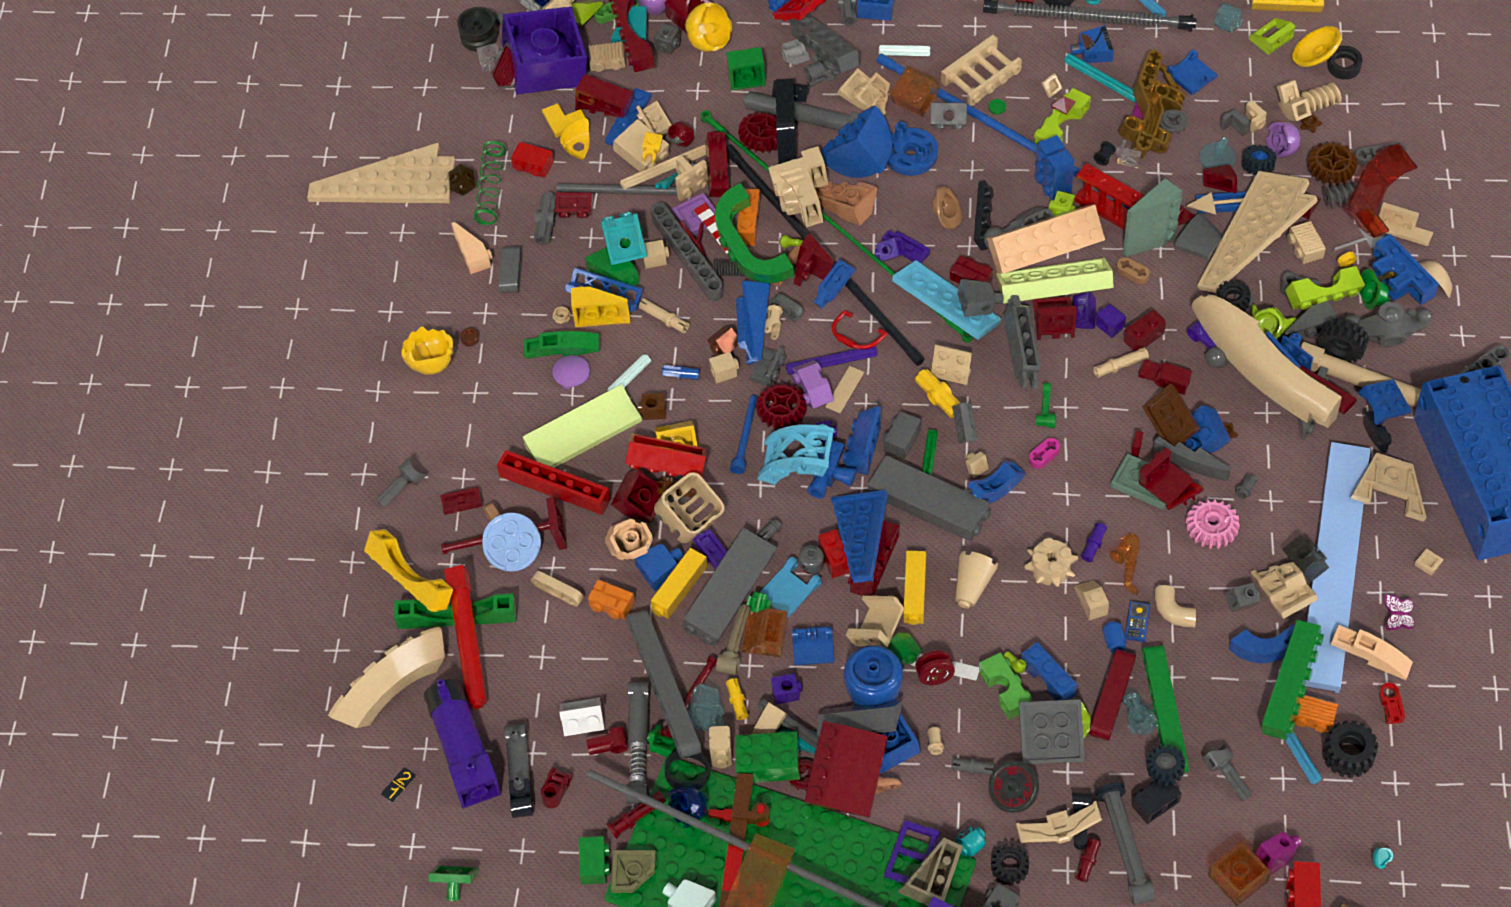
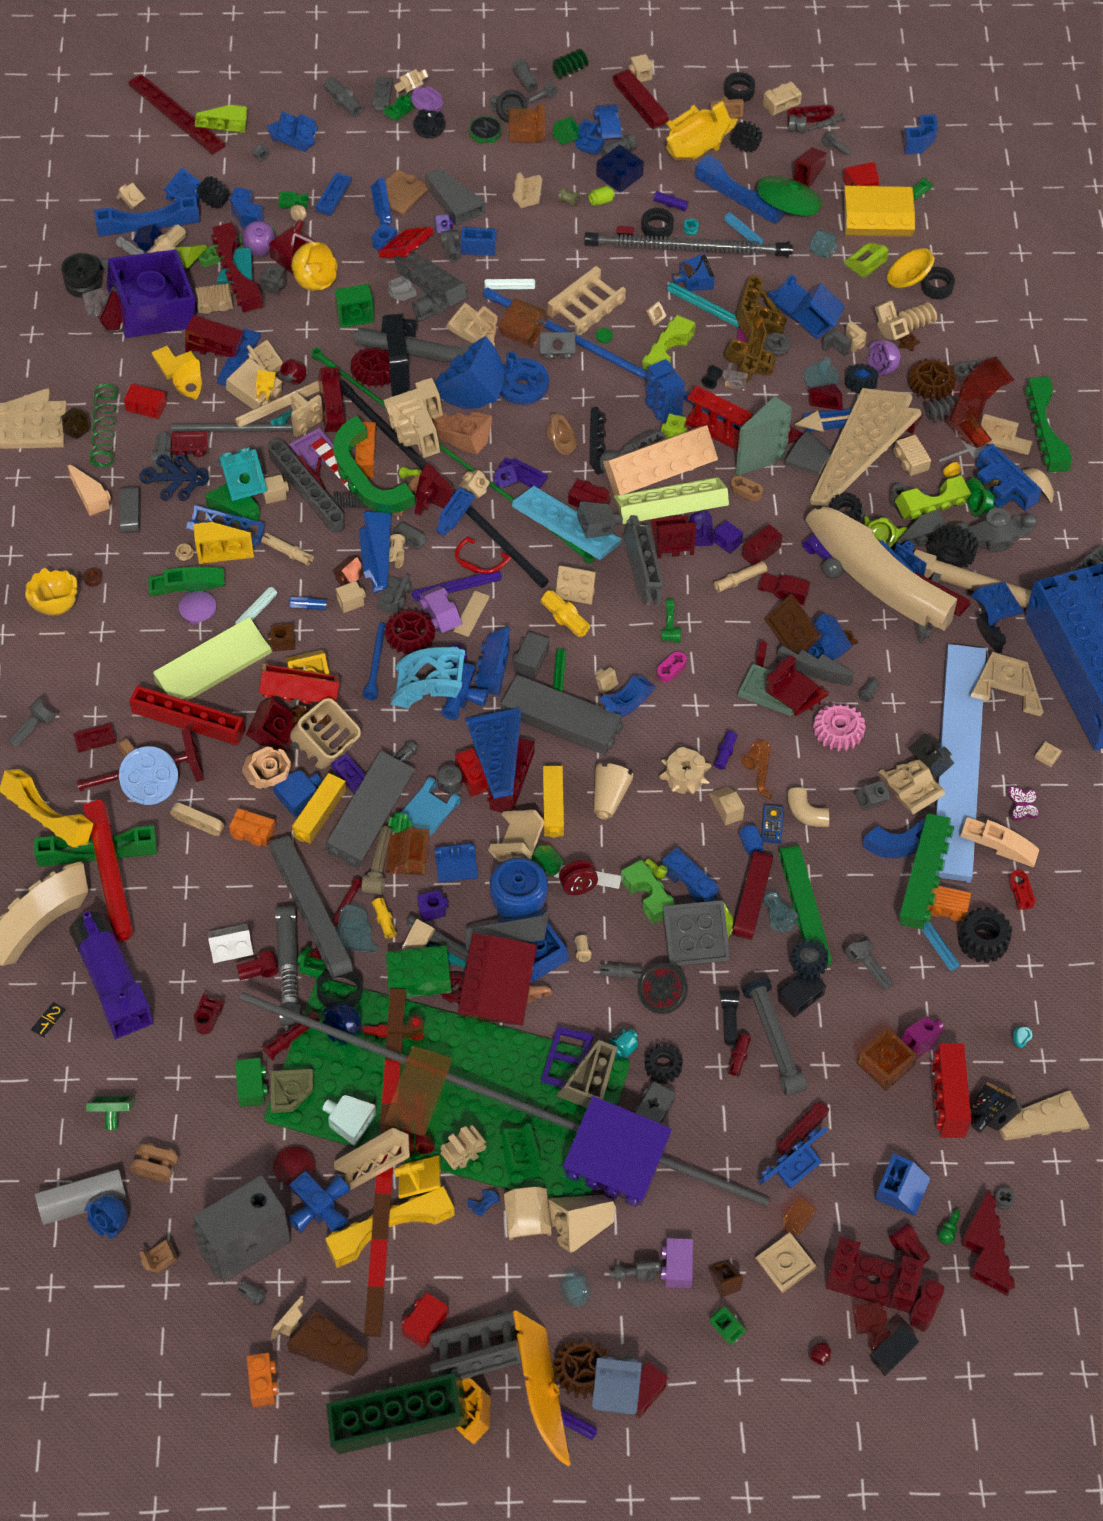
camera: 10 degrees left, 0 degrees up
(518, 769) = (169, 999): dark grey piece -> none
(557, 237) = (175, 476): none -> dark blue plant
(720, 746) = (371, 964): tan brick -> none
(855, 255) = (475, 483): none -> tan brick
(964, 423) = (592, 640): dark grey bracket -> none
(1059, 826) = (709, 1023): tan plate -> none
(1063, 104) = (669, 330): slope -> none
(1219, 88) = (819, 311): none -> blue slope
(1456, 244) = (1055, 452): none -> green arch

